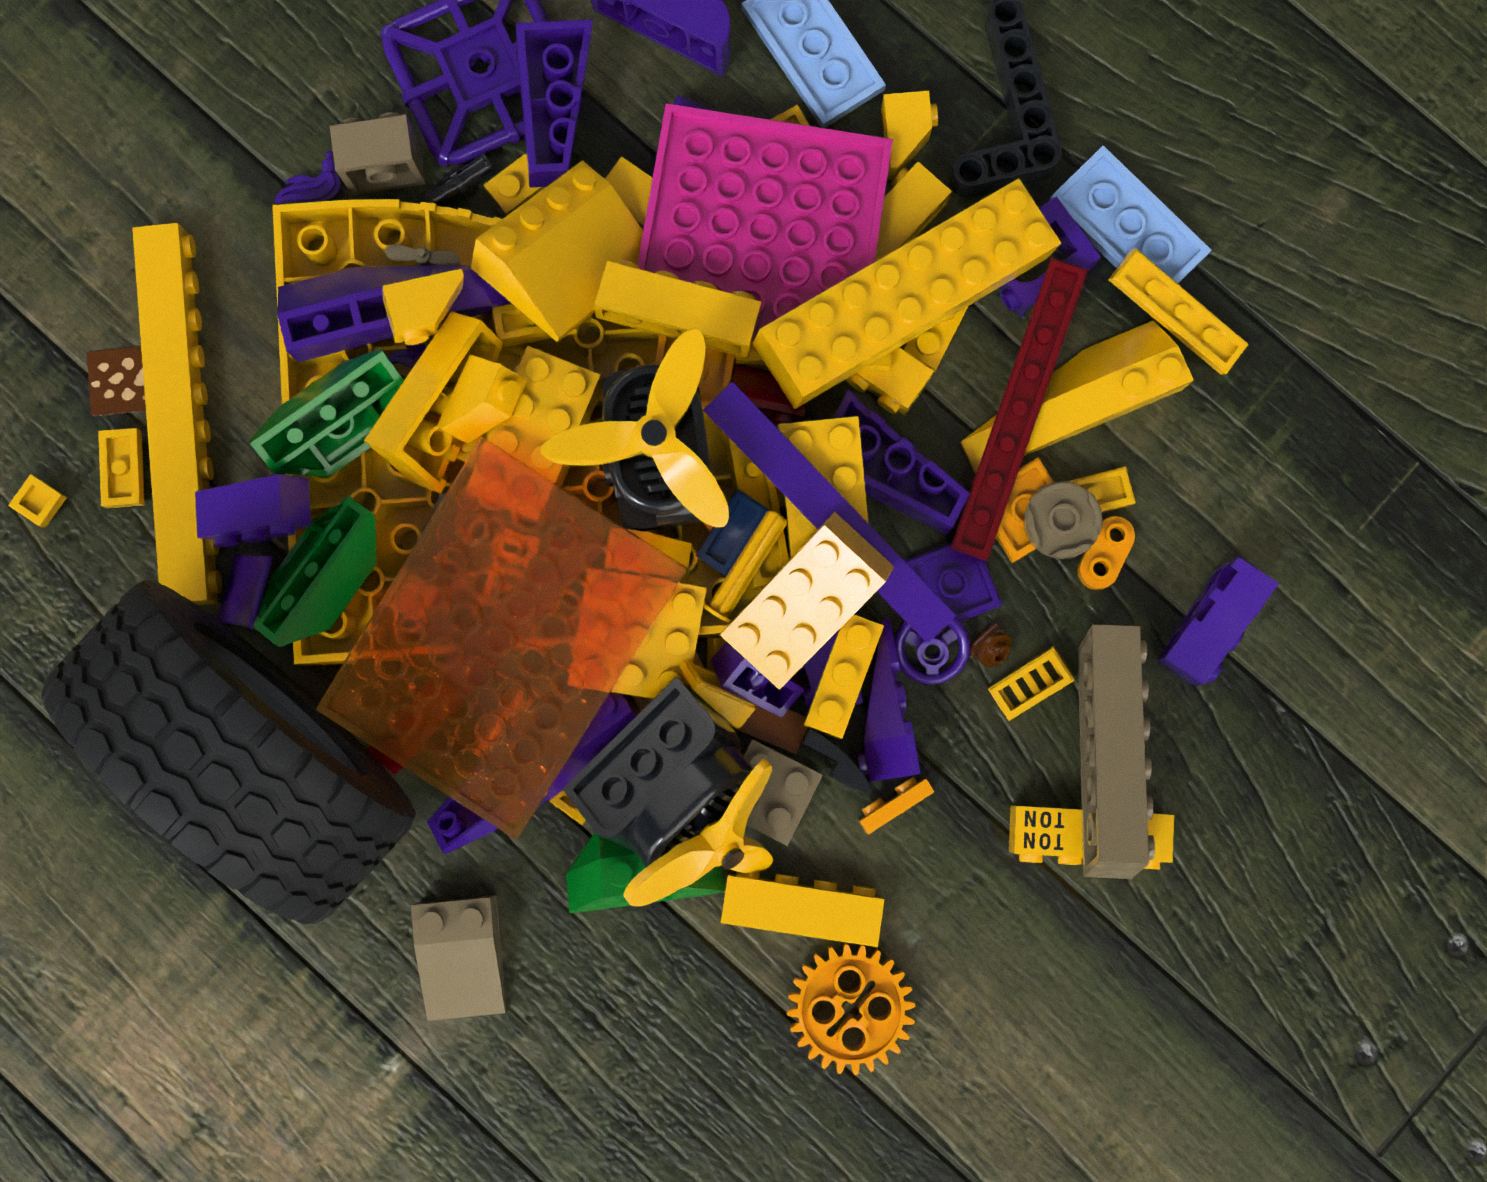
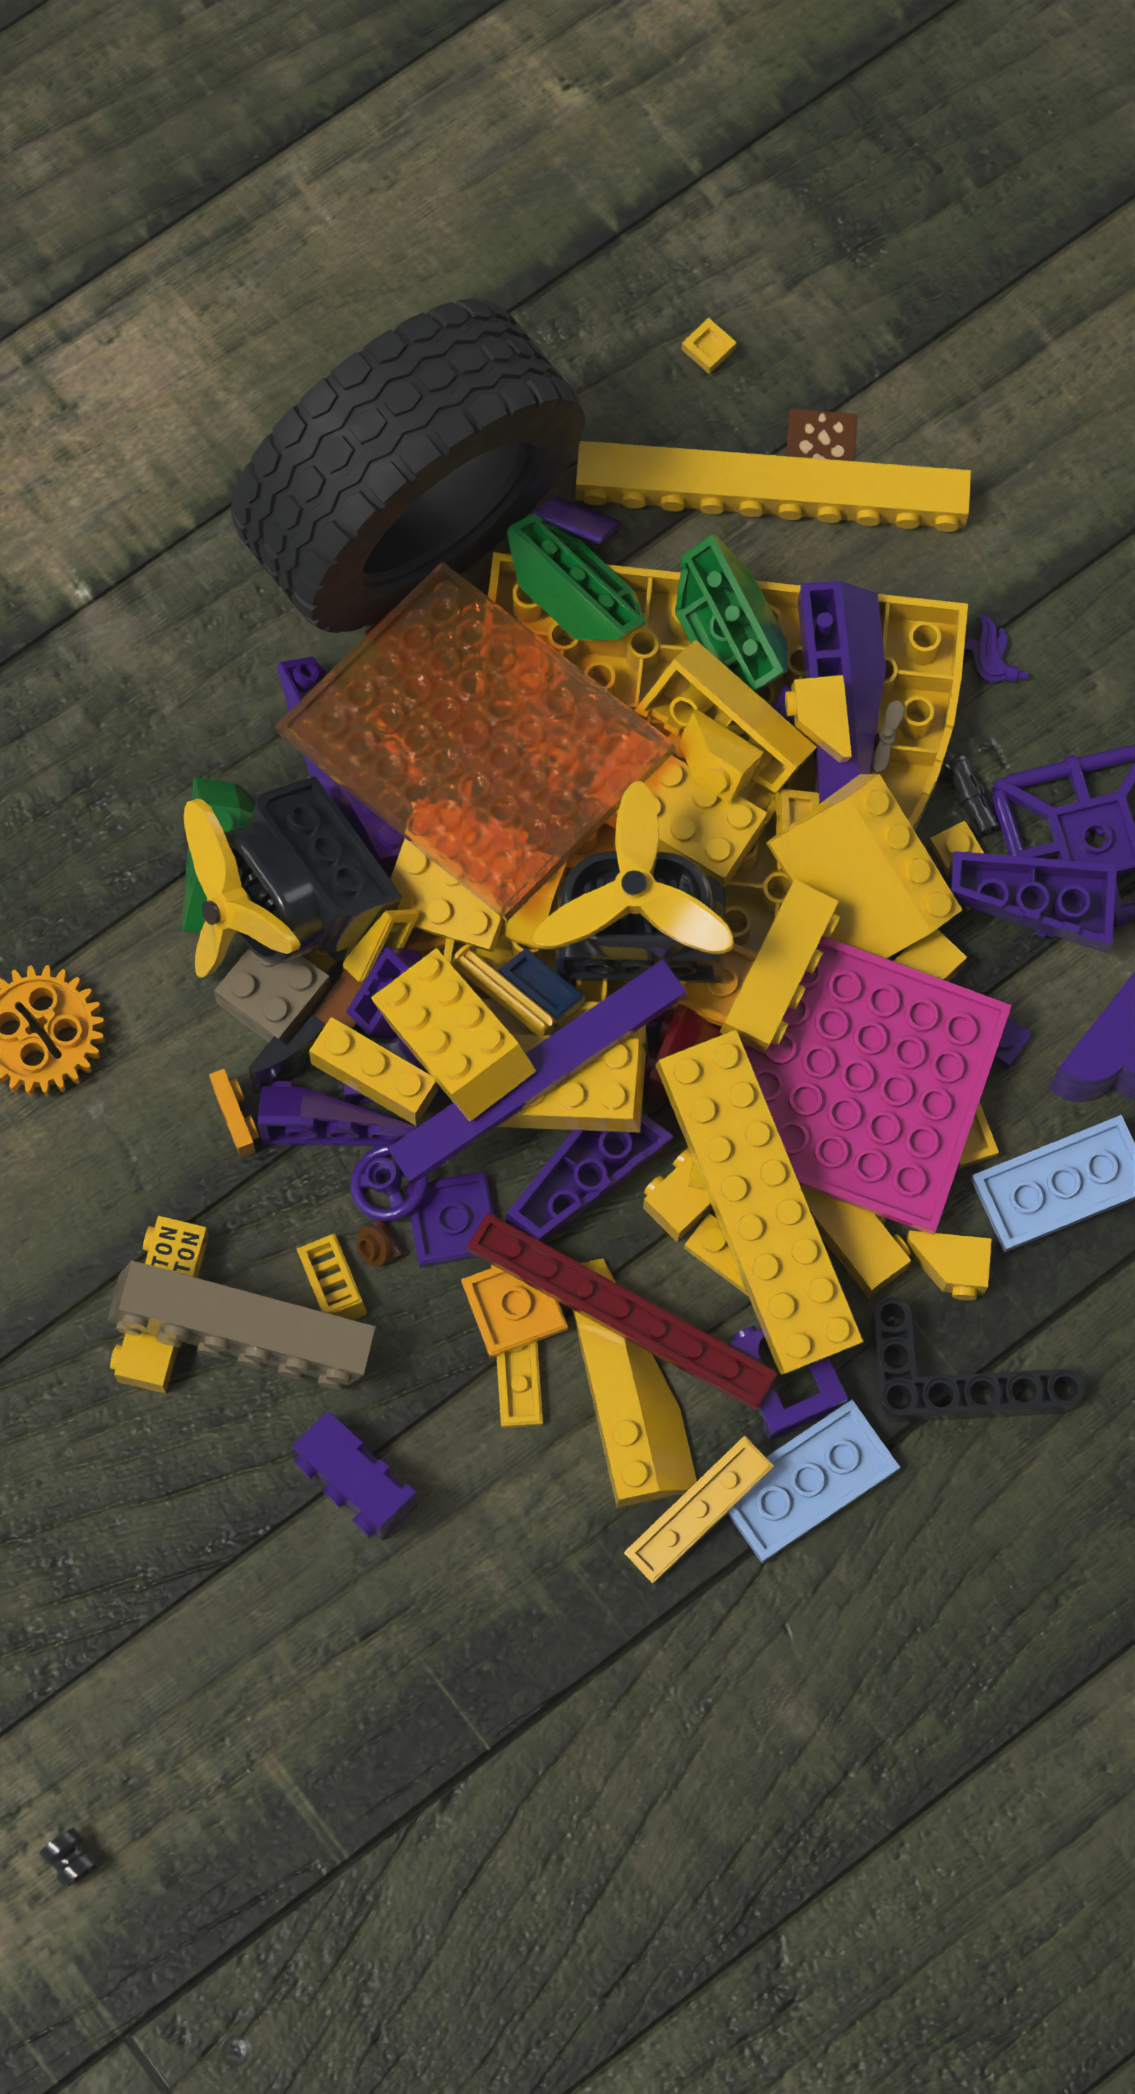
camera: 95 degrees right, 10 degrees down
(121, 468) = (728, 427): yellow plate -> none
(253, 510) = (650, 533): dark purple wedge -> none
(377, 153) = (1009, 716): dark tan brick -> none
(459, 956) = (174, 667): dark tan slope -> none
(803, 909) = (147, 1002): yellow brick -> none
(1062, 520) = (494, 1334): dark tan tile -> none
(1108, 553) = (451, 1387): light orange plate -> none

